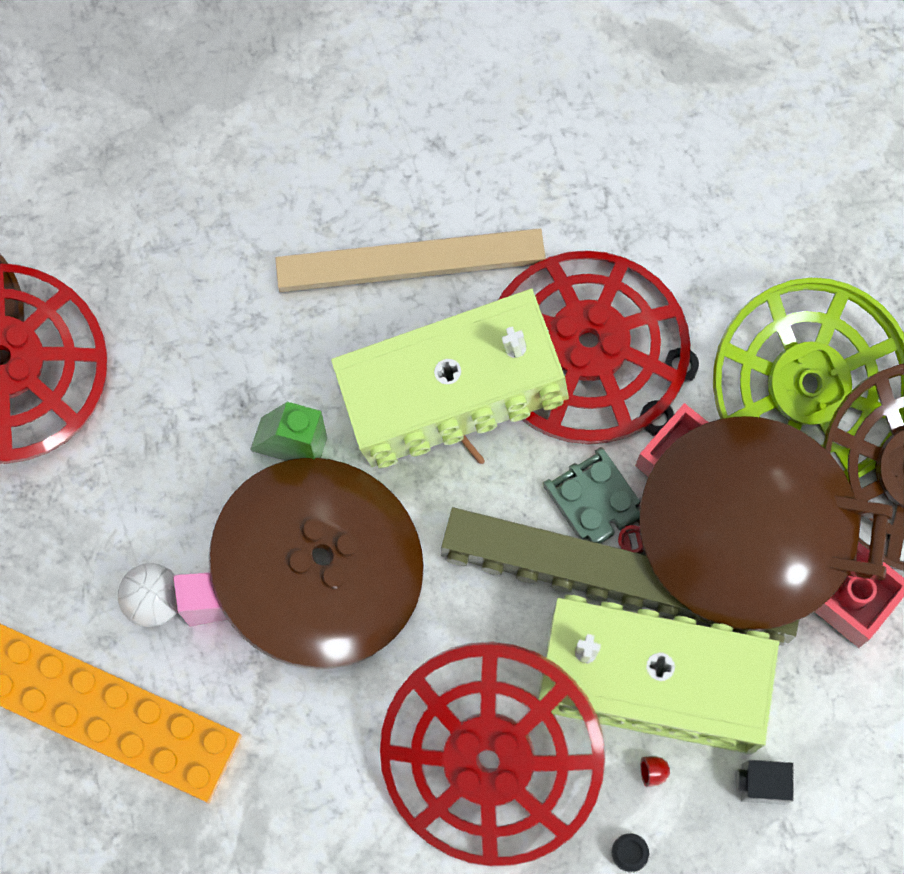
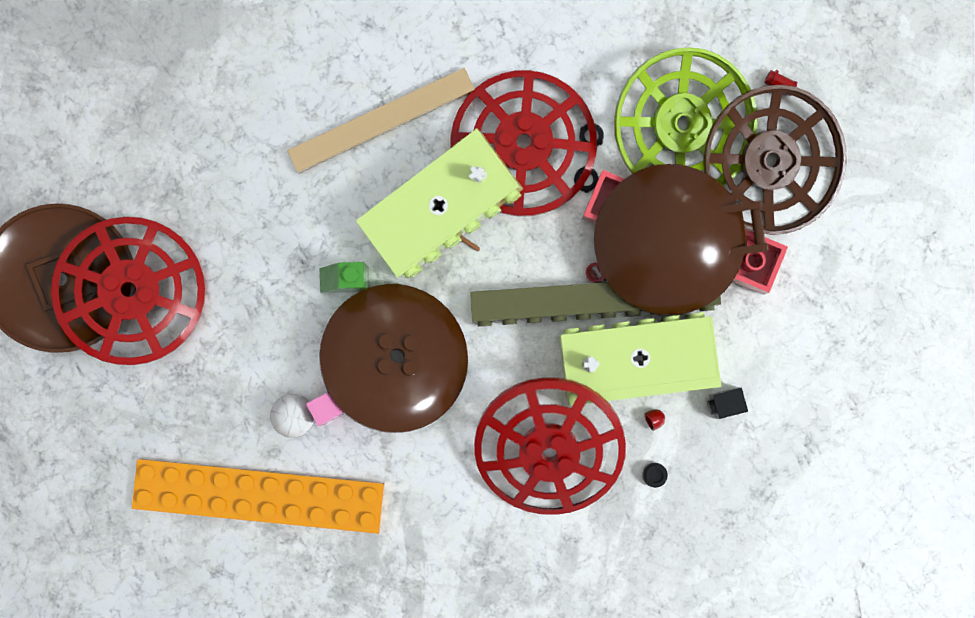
camera: 15 degrees left, 15 degrees up
(594, 498) = (561, 250): sand green plate -> none

